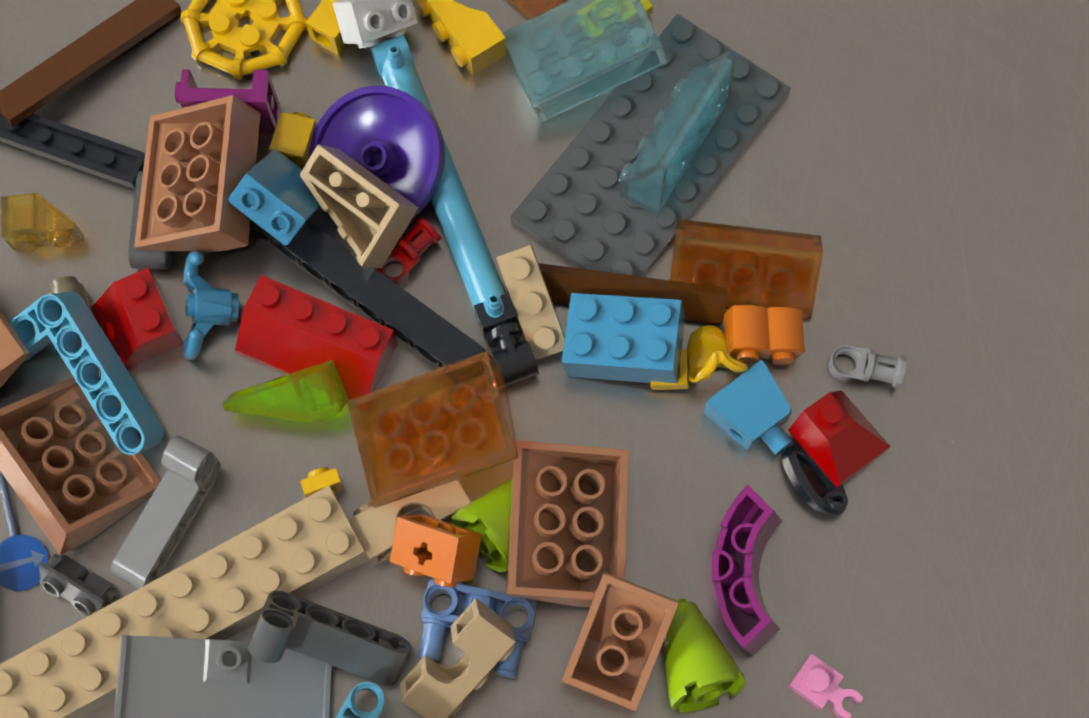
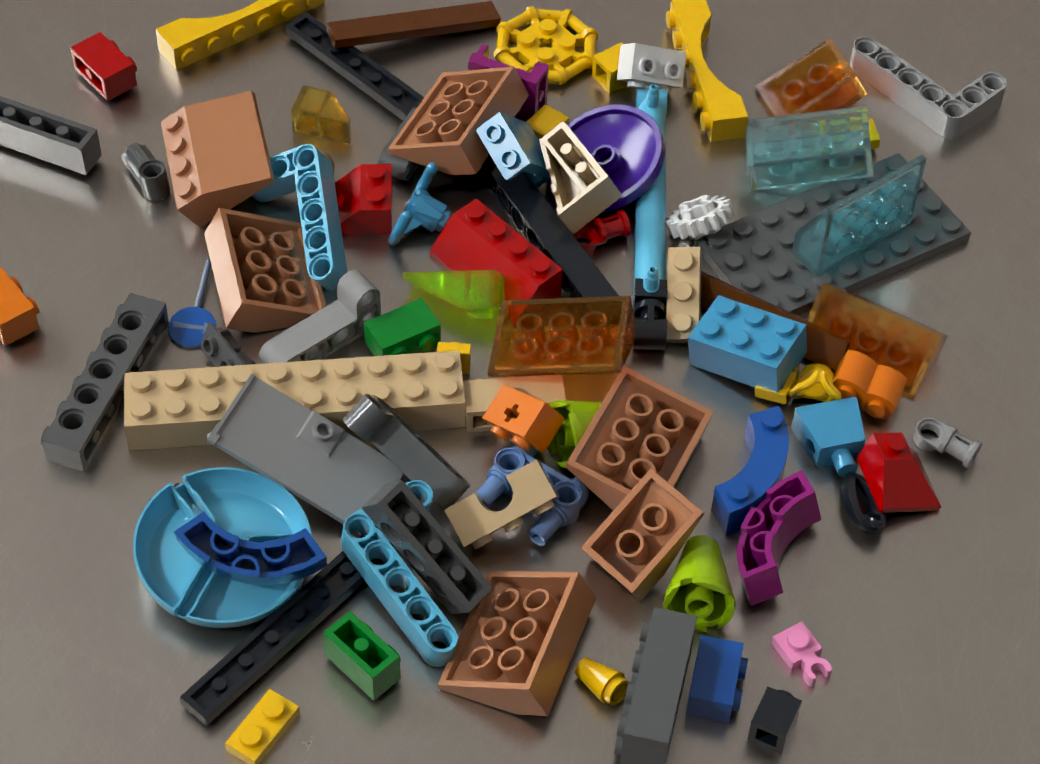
camera: 20 degrees right, 20 degrees down
(256, 481) = (403, 330): none -> green brick
(505, 193) = (699, 217): none -> white gear
(704, 488) = (768, 450): none -> blue brick

